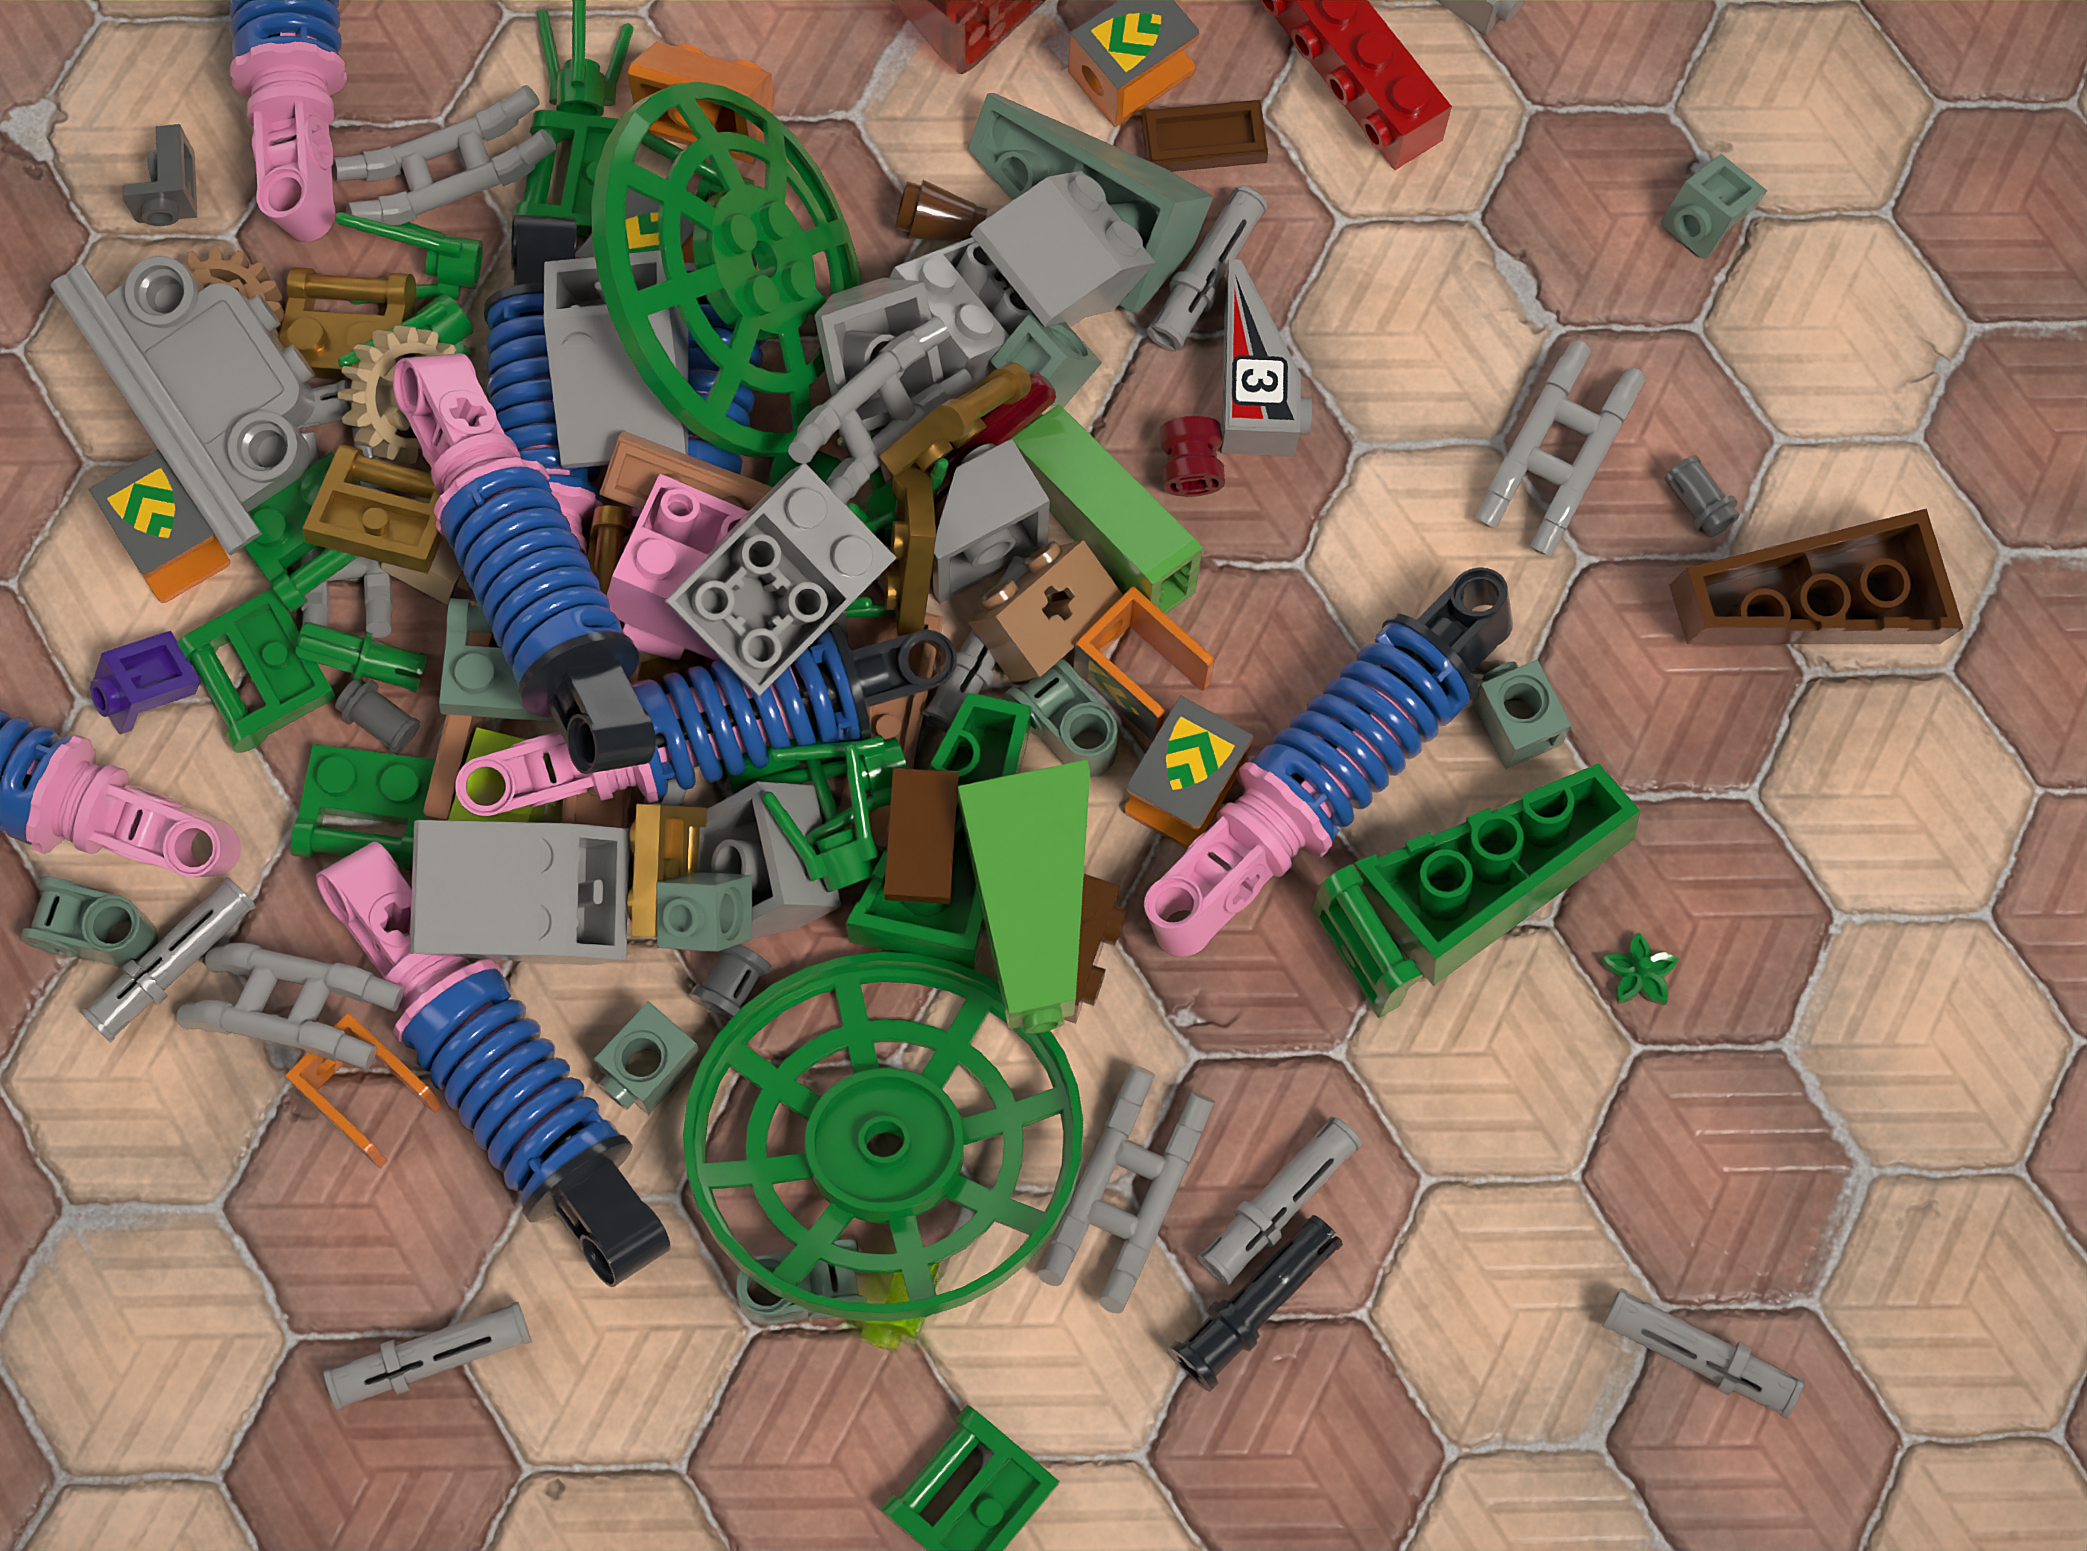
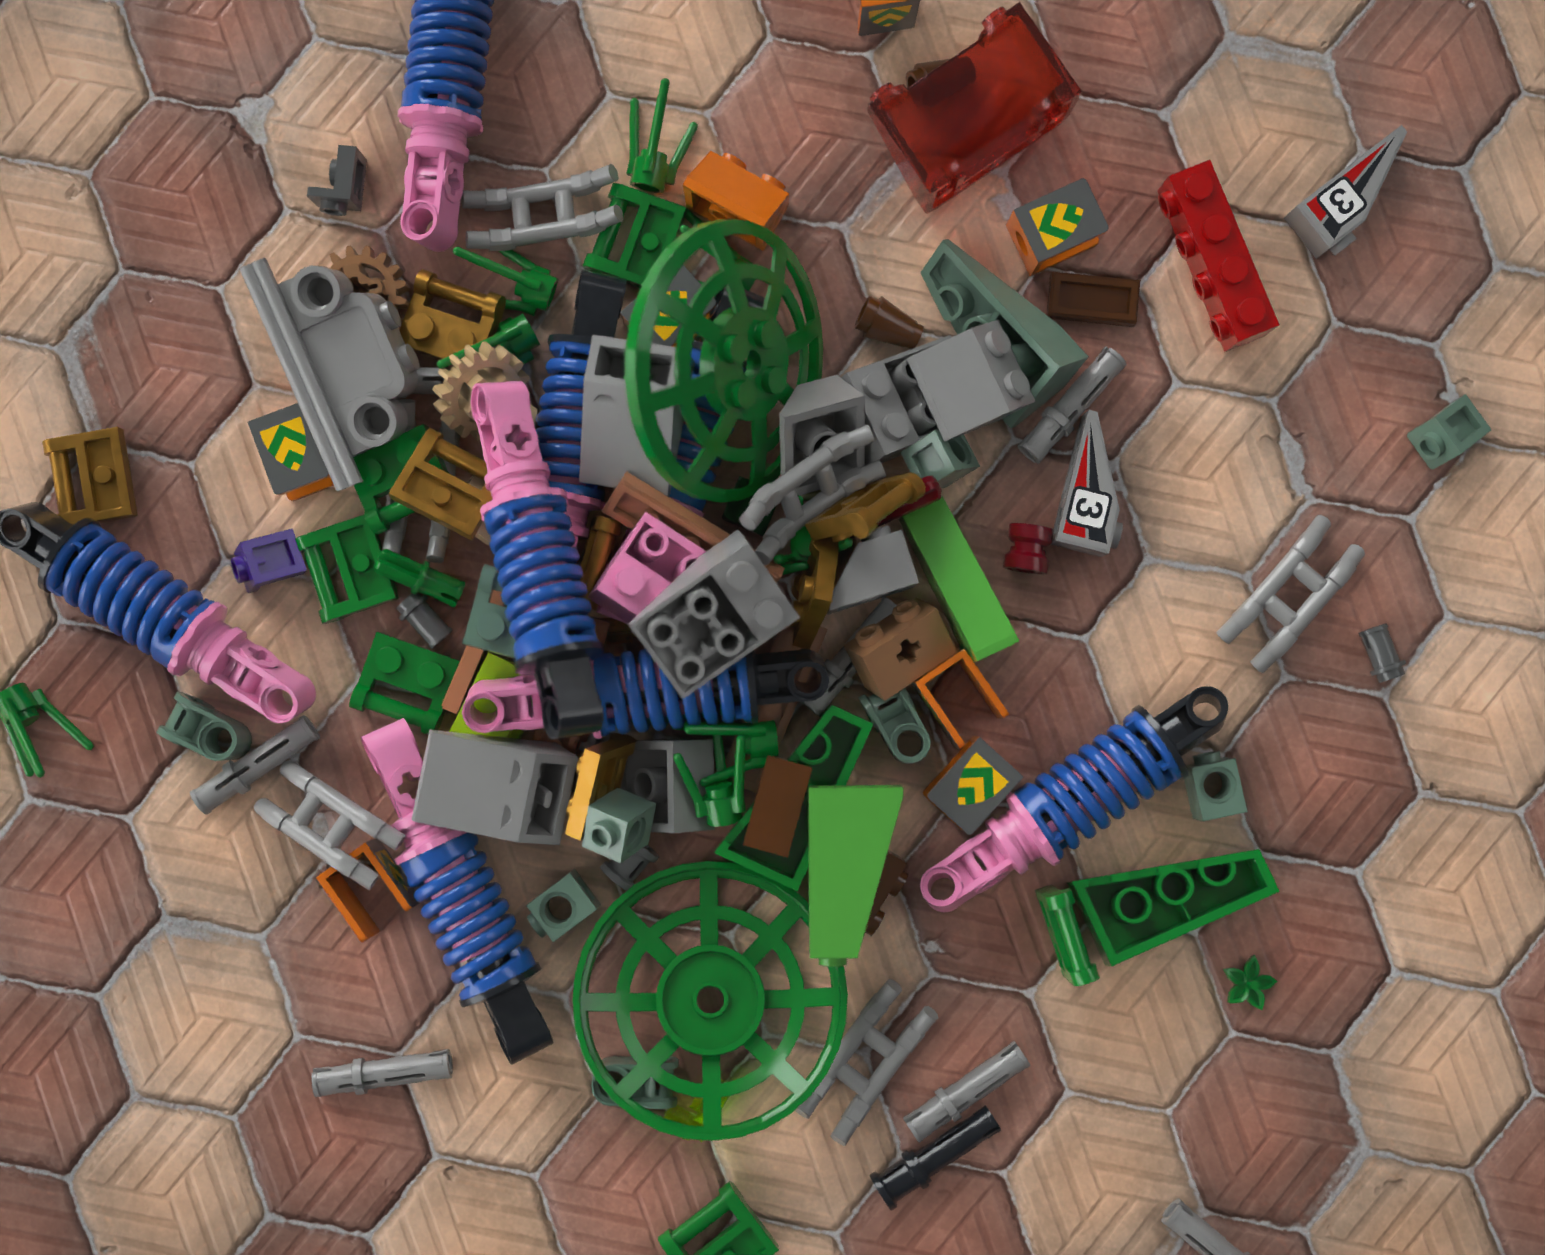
camera: 15 degrees right, 15 degrees up
(1833, 588) = (1464, 746): reddish brown wedge -> none

